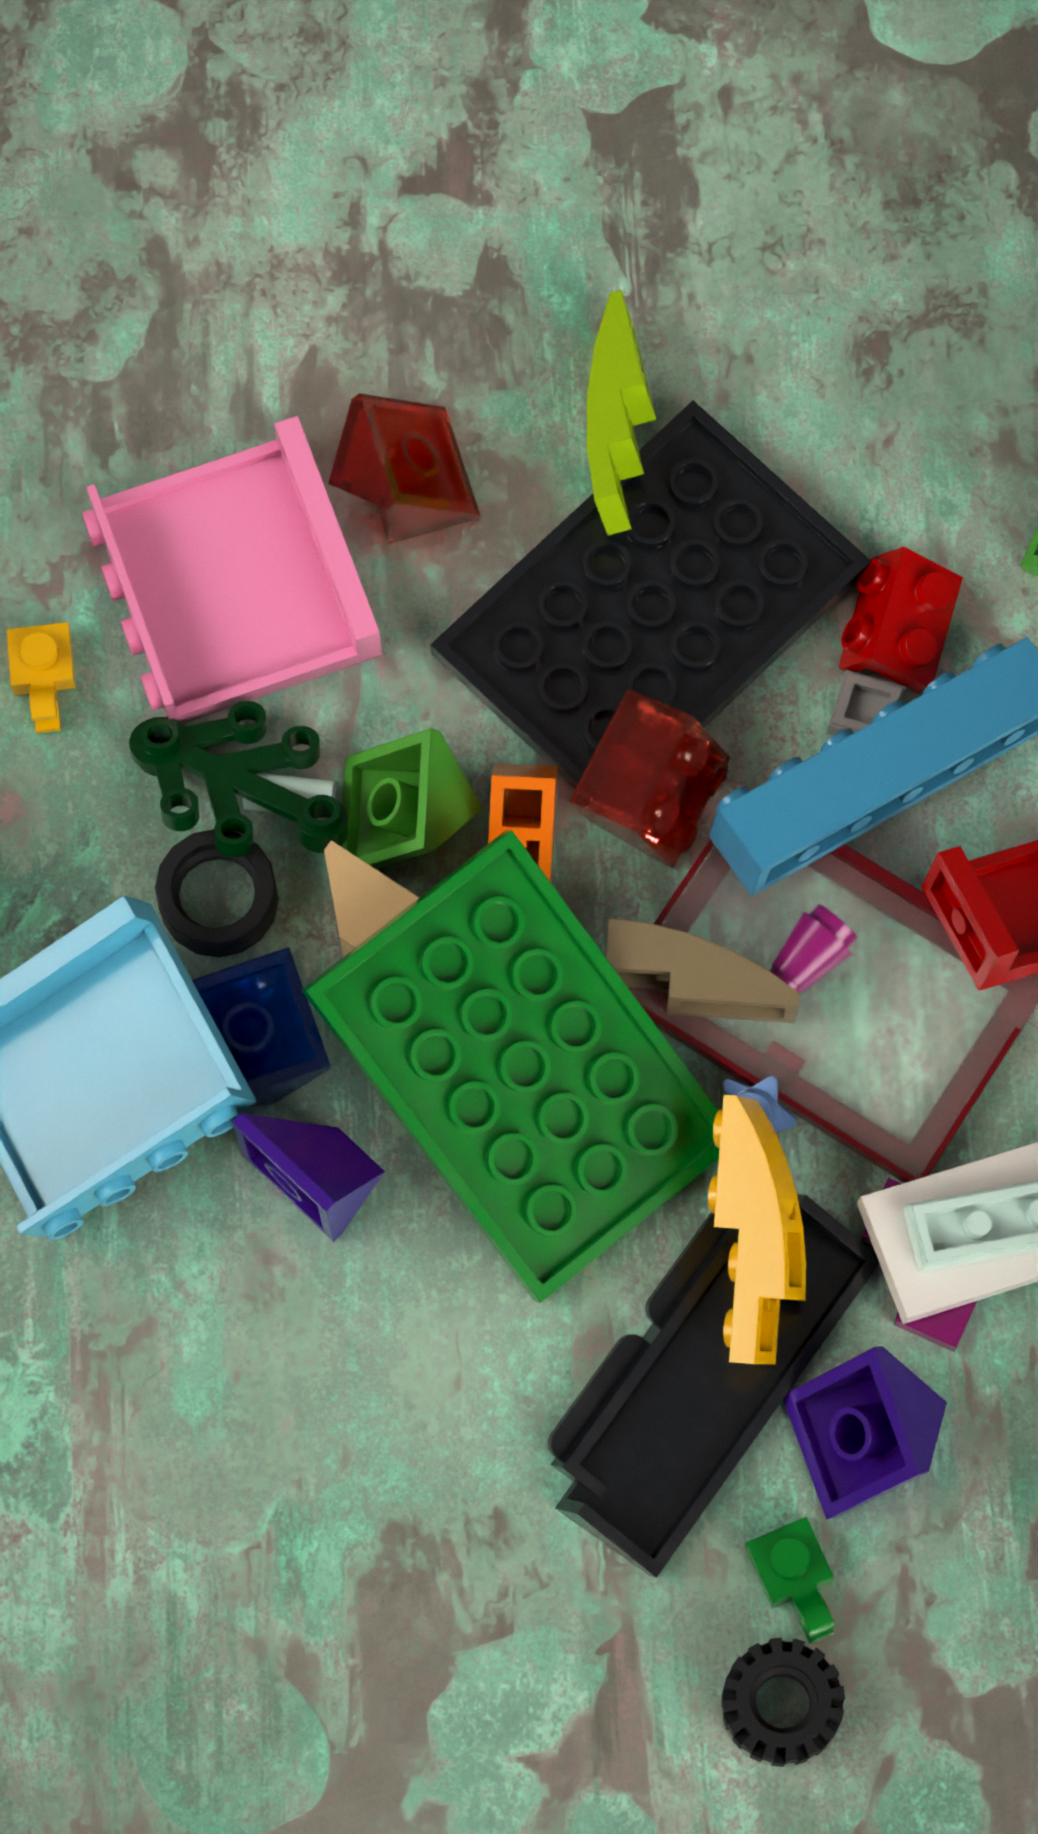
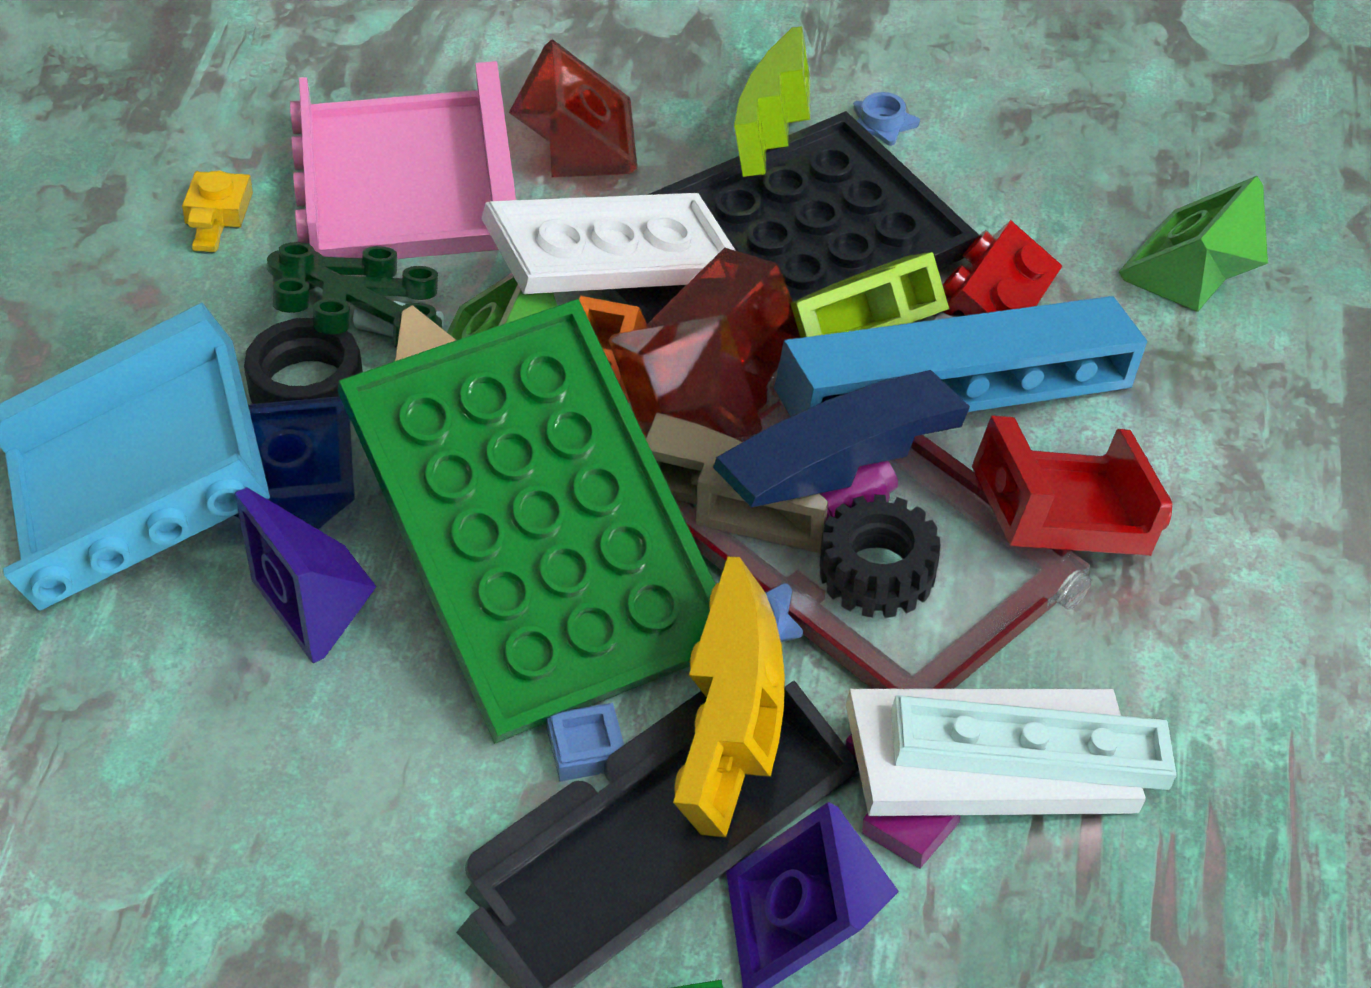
camera: 10 degrees right, 25 degrees down
(500, 681) = (604, 241): none -> white tile
(619, 1281) = (583, 740): none -> medium blue tile
(625, 864) = (687, 374): none -> clear red slope
(729, 366) = (885, 116): none -> medium blue plate
(781, 699) = (875, 298): none -> lime slope
(800, 922) = (830, 441): none -> dark blue slope
(870, 991) = (874, 584): none -> black tyre

